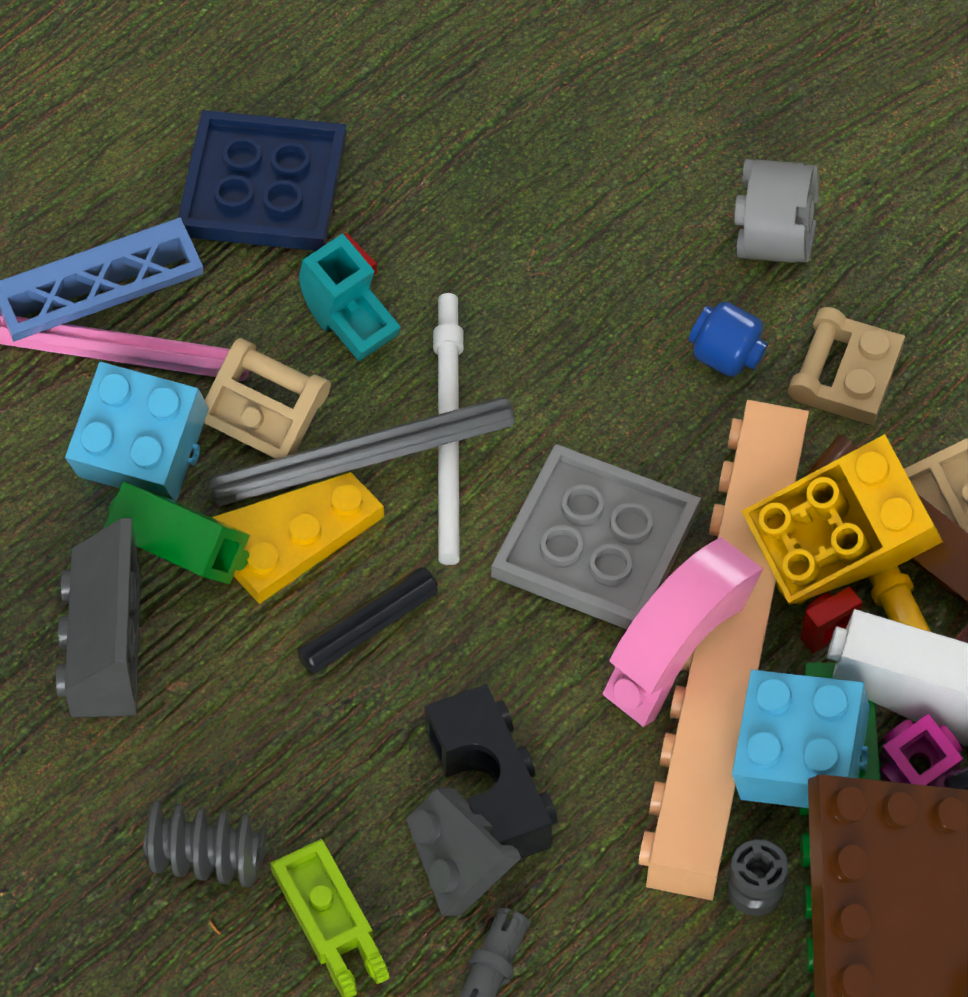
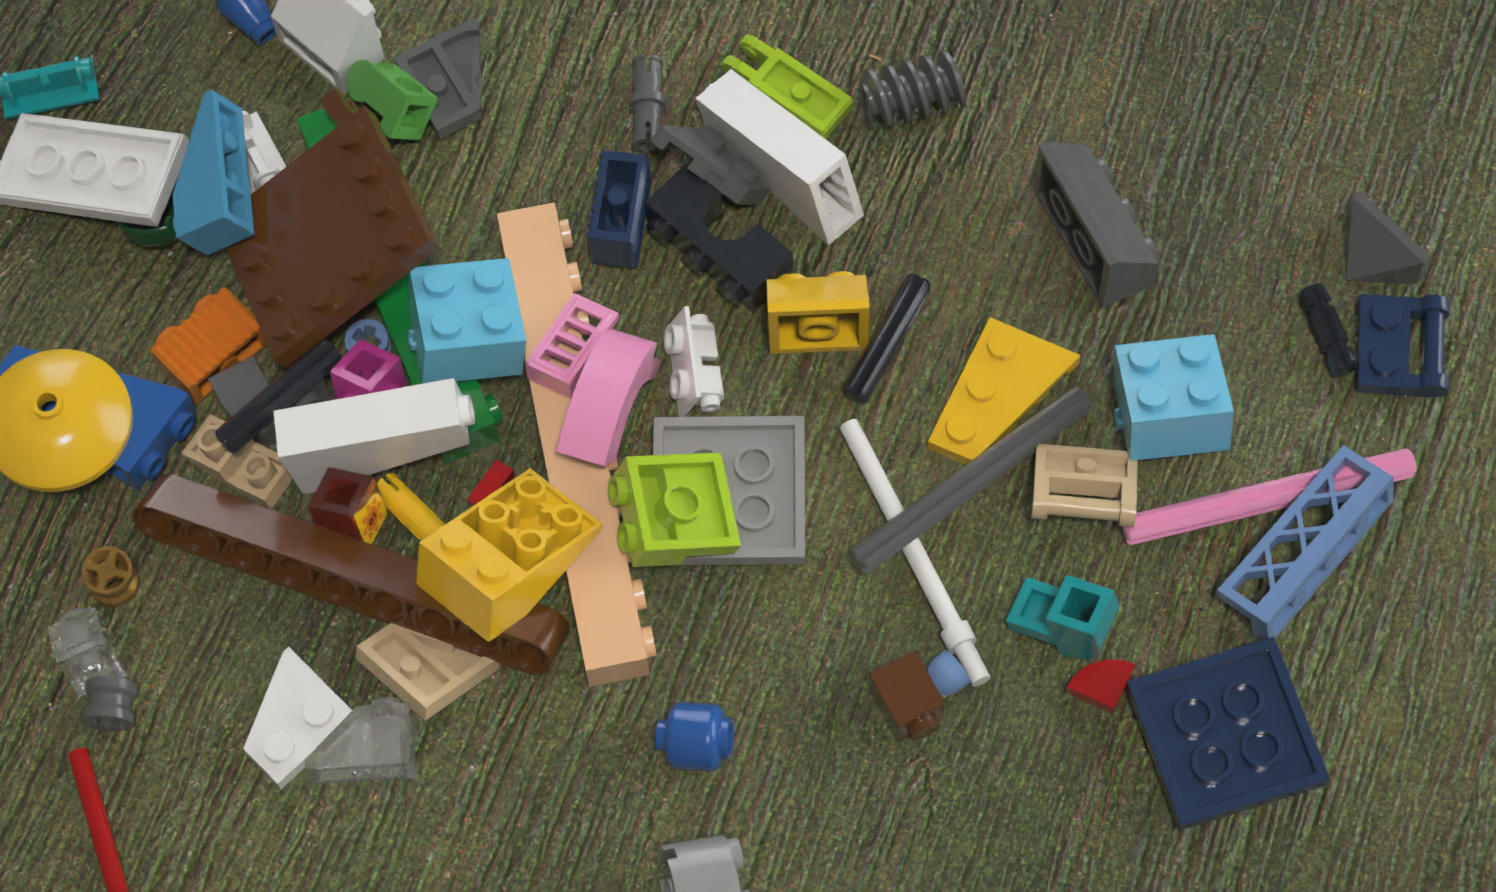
camera: 160 degrees right, 10 degrees up
(180, 533) = (1080, 315): green brick -> none
(382, 832) = (792, 158): none -> white slope
(425, 643) = (818, 313): none -> yellow slope
(476, 312) = (947, 674): none -> medium blue hinge
(522, 303) = (907, 698): none -> reddish brown brick
(580, 836) = (619, 209): none -> dark blue brick
(581, 650) = (689, 343): none -> white hinge
(663, 505) = (673, 508): none -> lime plate
(722, 666) = (556, 378): none -> bright pink slope
(752, 889) = (465, 228): dark grey wheel -> none
(862, 372) = (559, 774): tan plate -> none

